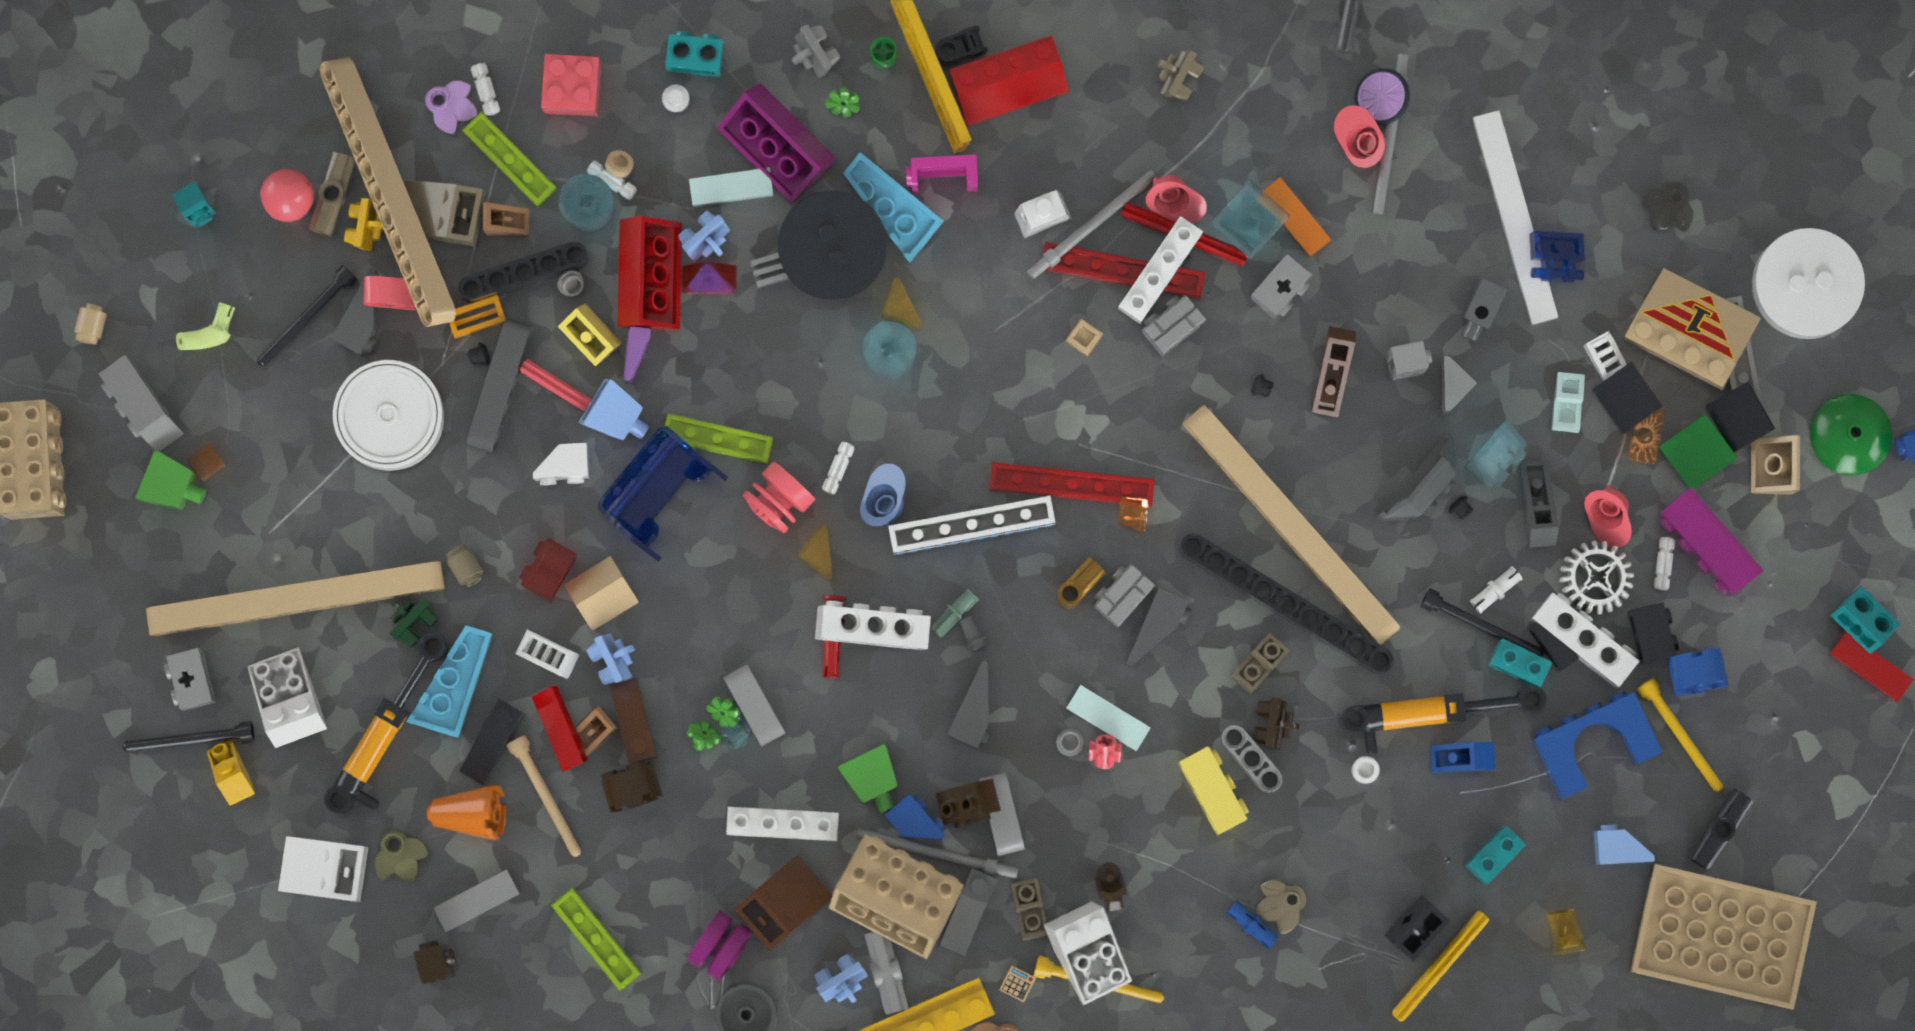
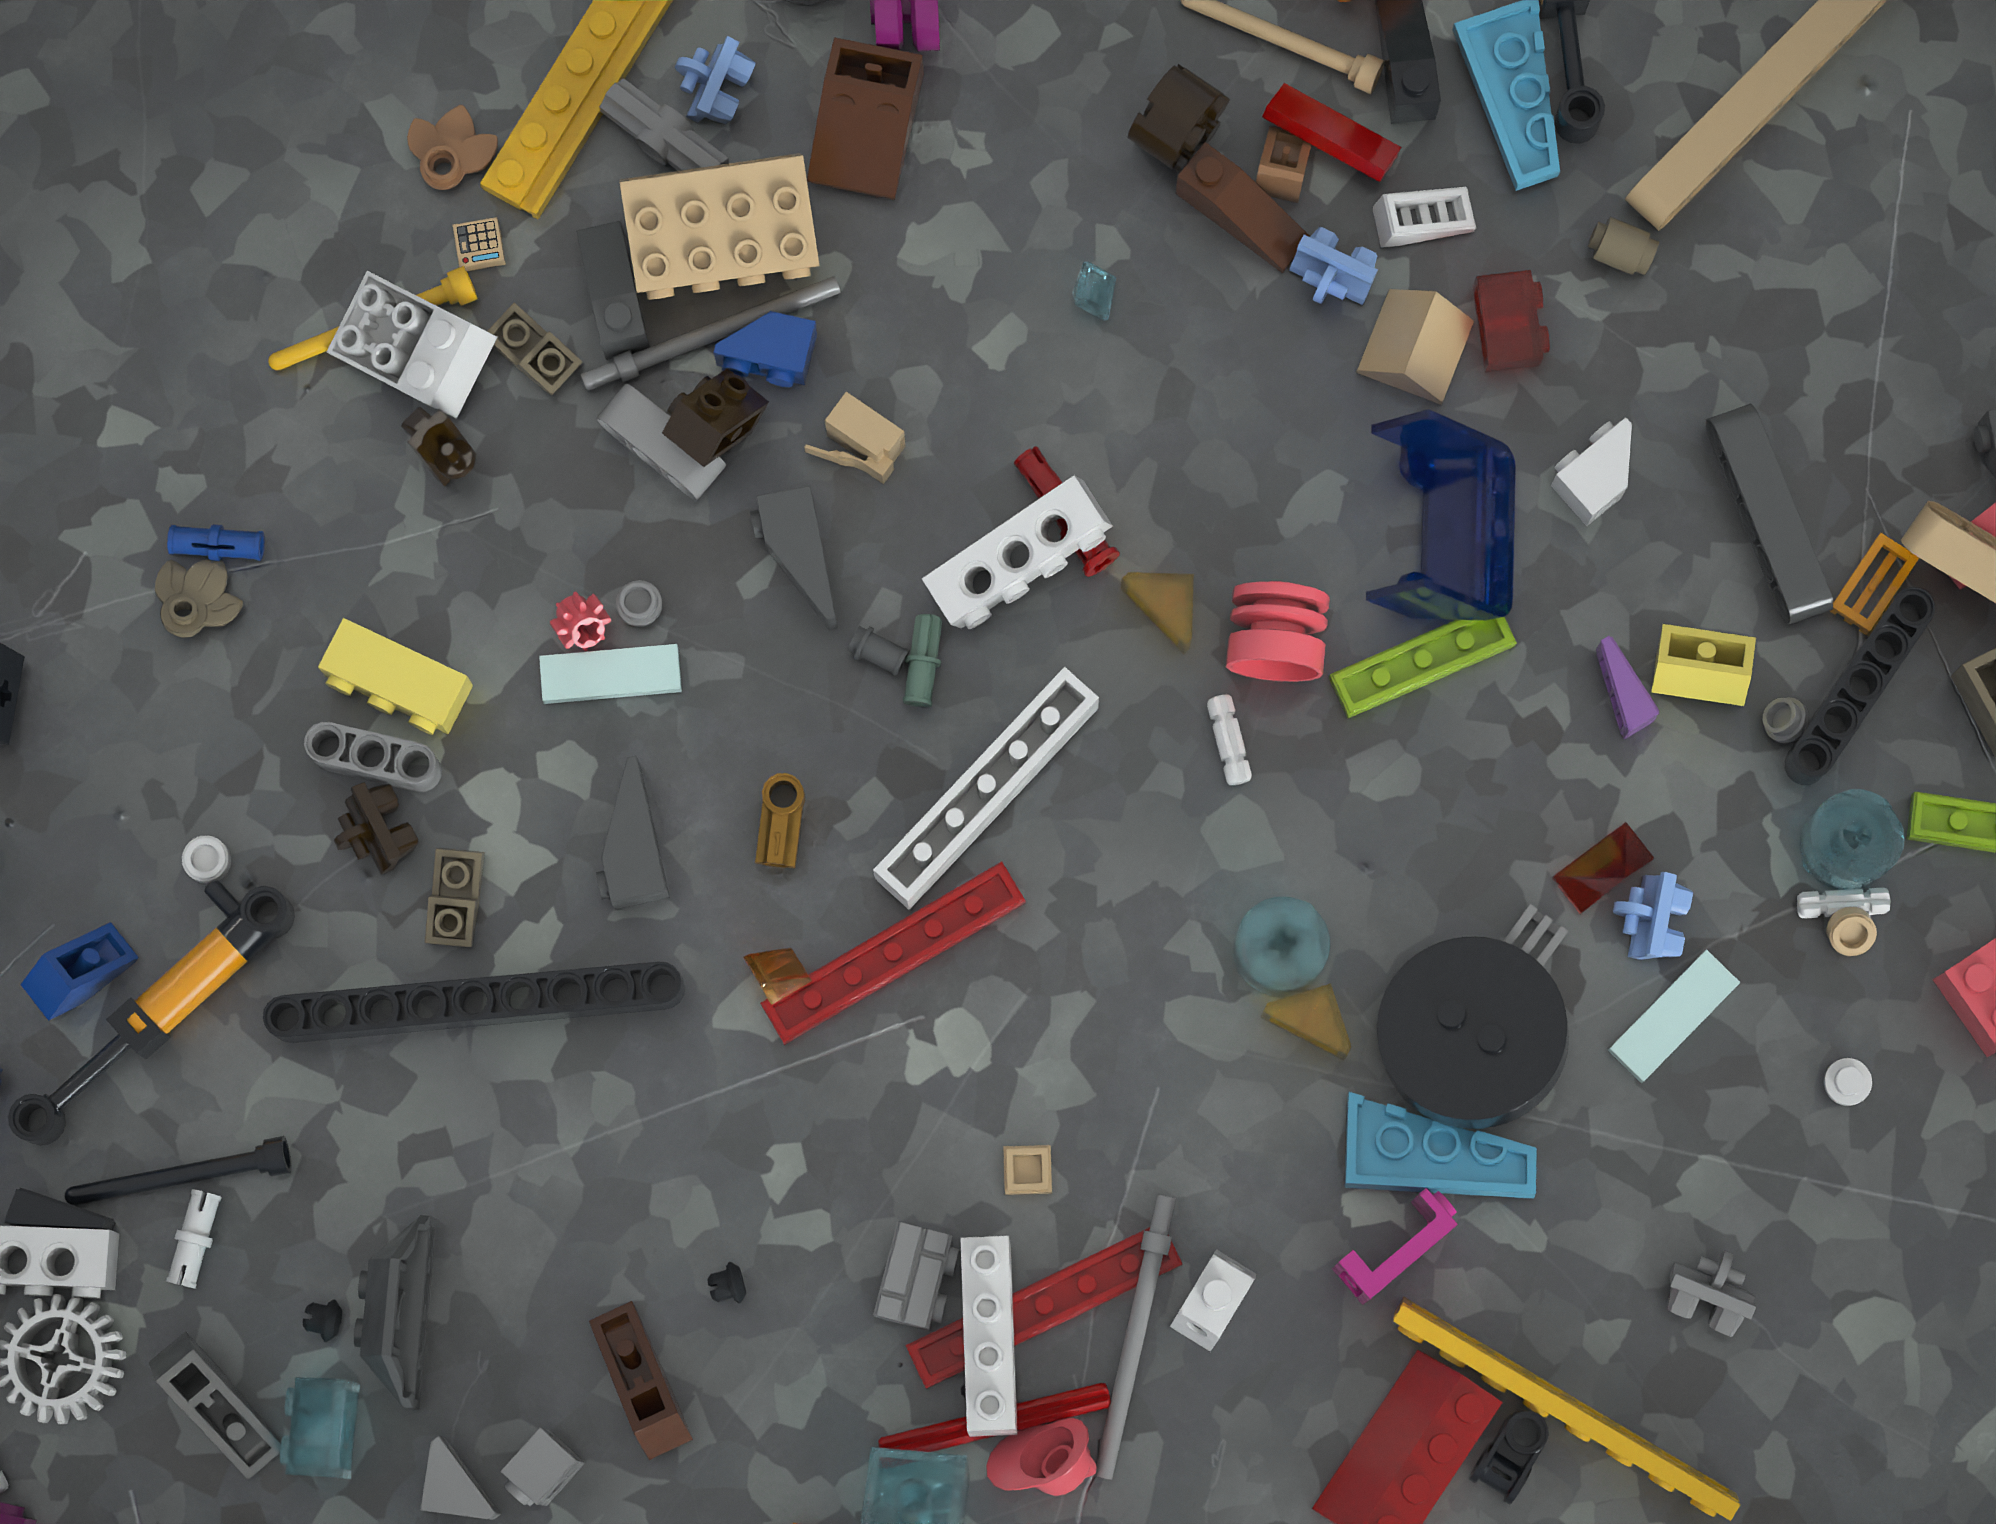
camera: 145 degrees right, 5 degrees down
(388, 415) = (1882, 364): white brick -> none
(404, 630) = (1629, 145): dark green hips -> none
(479, 354) = (1828, 535): black piece -> none
(505, 220) = (1942, 737): medium nougat slope -> none
(555, 385) = (1693, 571): coral axle -> none
(614, 413) = (1587, 585): light blue torso -> none
(649, 273) = (1688, 809): red slope -> none
(693, 62) = (1866, 1153): teal brick -> none
(703, 735) = (1136, 258): bright green plant -> none
(724, 711) = (1132, 308): bright green plant -> none
(754, 705) = (1099, 344): light grey beam -> none
(777, 141) = (1662, 1126): magenta slope -> none
(782, 824) = (943, 219): white brick -> none
(843, 102) = (1614, 1250): bright green plant -> none
(872, 777) = (871, 362): bright green torso -> none
(883, 46) = (1620, 1360): green wheel -> none
(884, 496) = (1136, 739): medium blue piece -> none
(901, 743) = (864, 435): none -> tan piece
(1123, 595) = (709, 850): light grey brick -> none
(1287, 272) = (812, 1472): light grey brick -> none
(1291, 525) = (546, 1117): tan beam -> none
(1519, 663) = (86, 1156): teal brick -> none
(1609, 516) = (99, 1460): coral piece -> none

